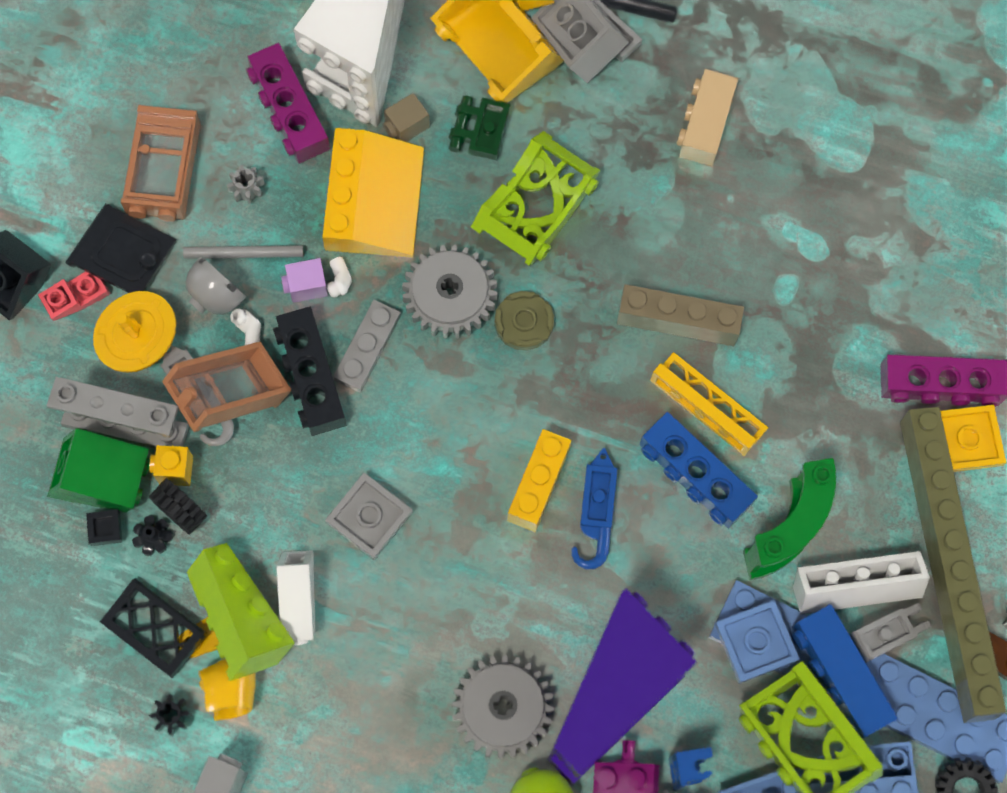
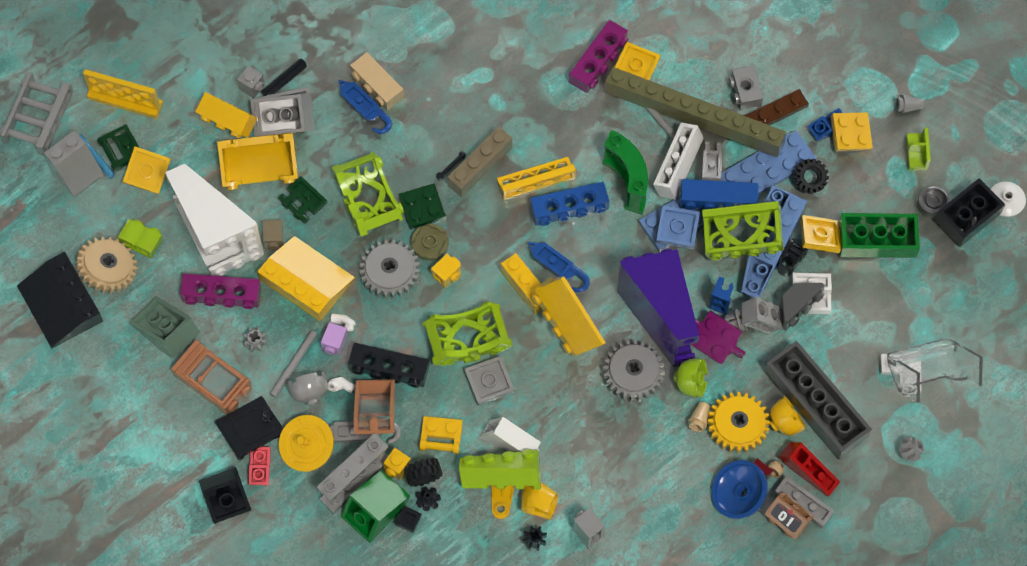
camera: 55 degrees left, 5 degrees down
(129, 635) = (478, 539): black window -> none
(196, 67) = (165, 326): none -> sand green slope
(262, 494) = (441, 429): none -> yellow plate
(367, 346) = (391, 329): light grey plate -> none
(420, 490) = (448, 355): none -> lime fence
(494, 365) = (446, 270): none -> yellow brick
(512, 564) = (567, 316): none -> yellow slope
(569, 280) = (422, 206): none -> dark green plate
(628, 277) = (440, 175): none -> black hinge
(664, 123) = (364, 104): none -> blue plate
(907, 526) = (662, 122): none -> light grey bar

